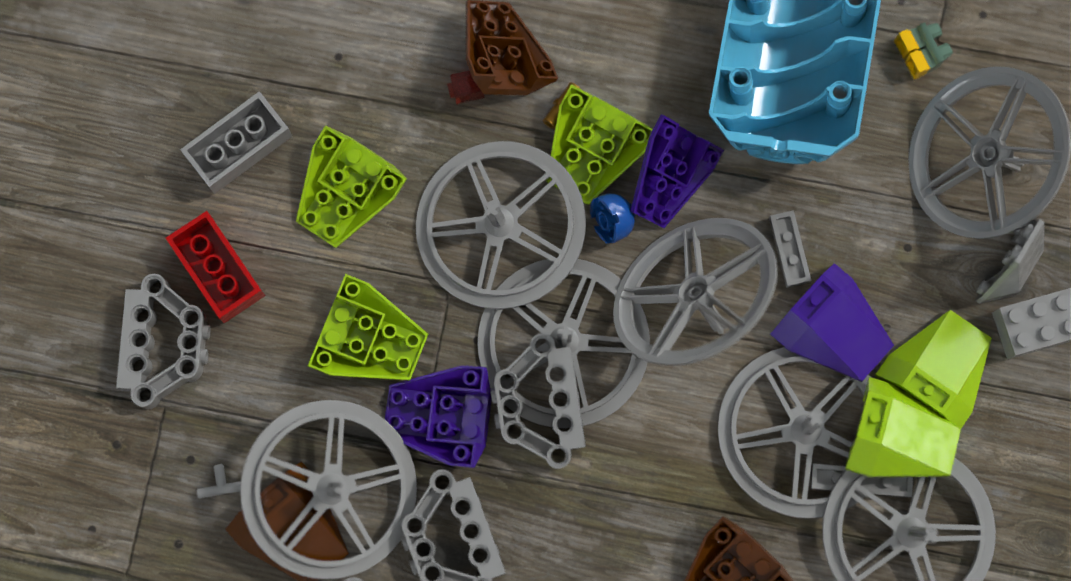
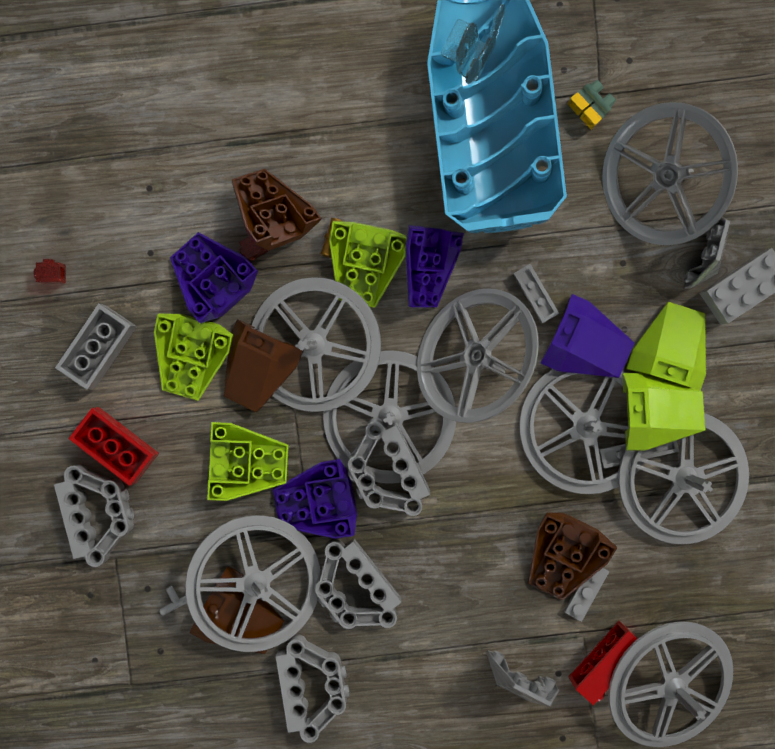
camera: 20 degrees left, 10 degrees up
(211, 40) = (50, 272): none -> clear red brick
(404, 105) = (211, 277): none -> dark purple wedge
(423, 226) = (257, 366): none -> reddish brown wedge
(613, 217) = (397, 313): blue cylinder -> none

